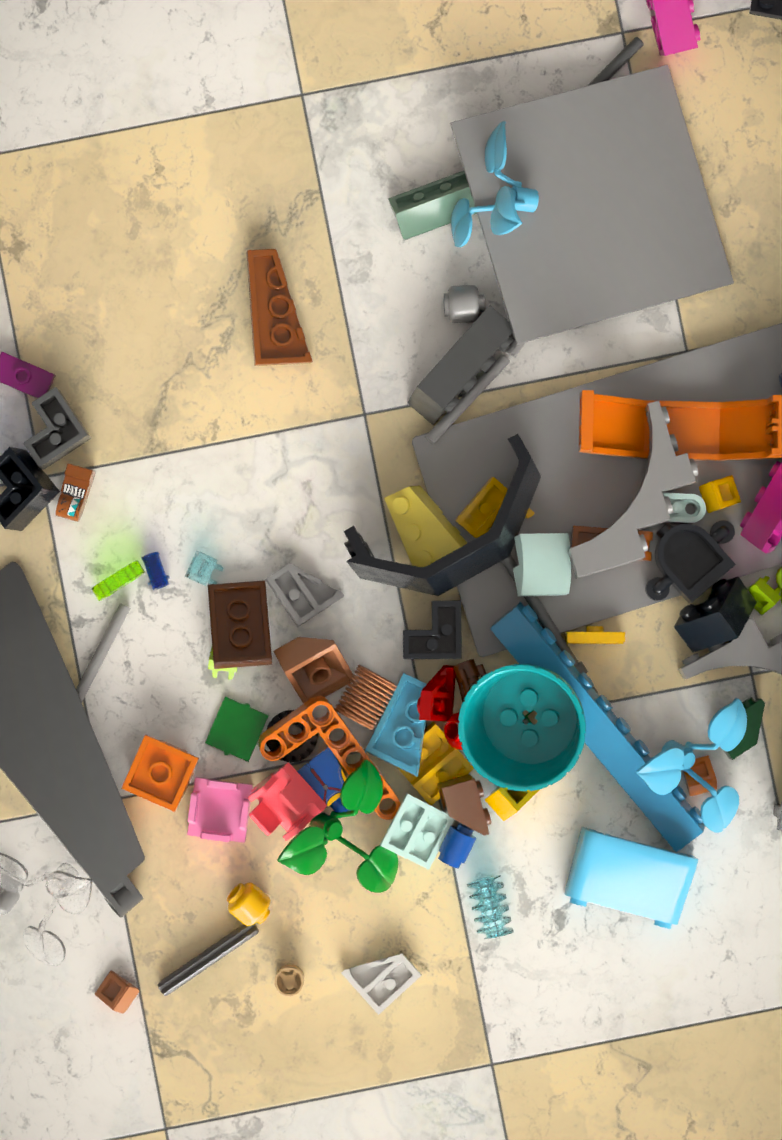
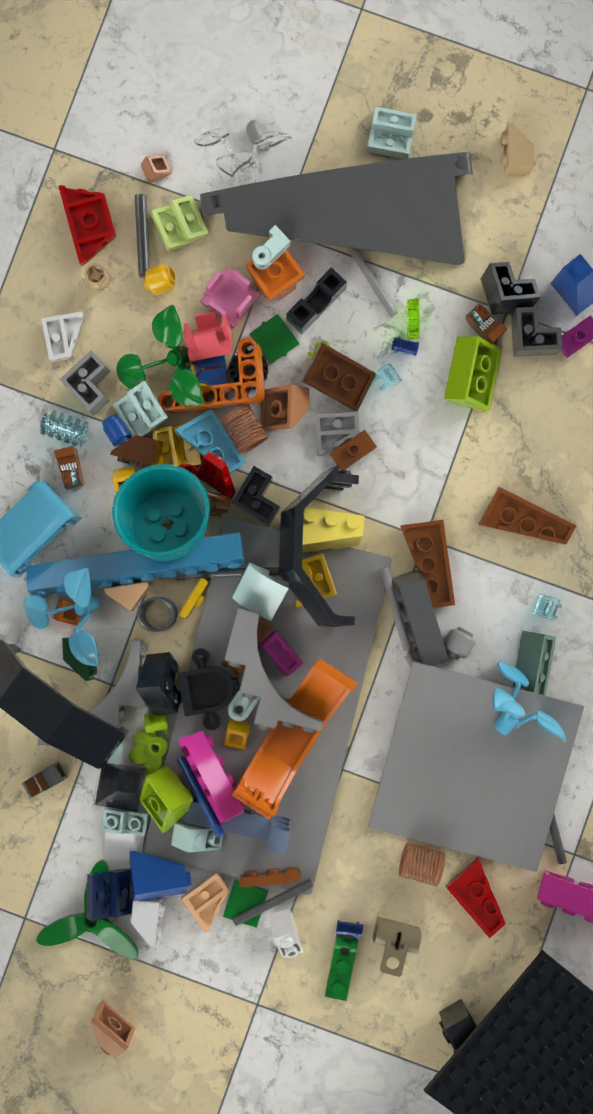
camera: 125 degrees right, 0 degrees up
(140, 472) = (473, 373): none -> lime slope
(153, 792) = (268, 253): none -> light aqua leg
(166, 704) = (307, 311): none -> black arch
(167, 923) = (179, 223): none -> yellowish green slope
(229, 1032) = (88, 221): none -> red wing
(313, 557) = (353, 450): none -> dark orange plate
(361, 228) = (547, 606): none -> clear light blue tile
(383, 394) = (431, 558): none -> dark orange wing
(422, 920) = (82, 381): none -> light grey brick
(532, 873) = (69, 467): none -> dark orange leg
(598, 499) = (281, 653): none -> magenta plate
(638, 715) = (129, 595): none -> light nougat slope
(660, 668) = (141, 614): none -> dark grey piece
(738, 113) = (476, 897): none -> red wing
(749, 214) = (438, 863): none -> nougat piece

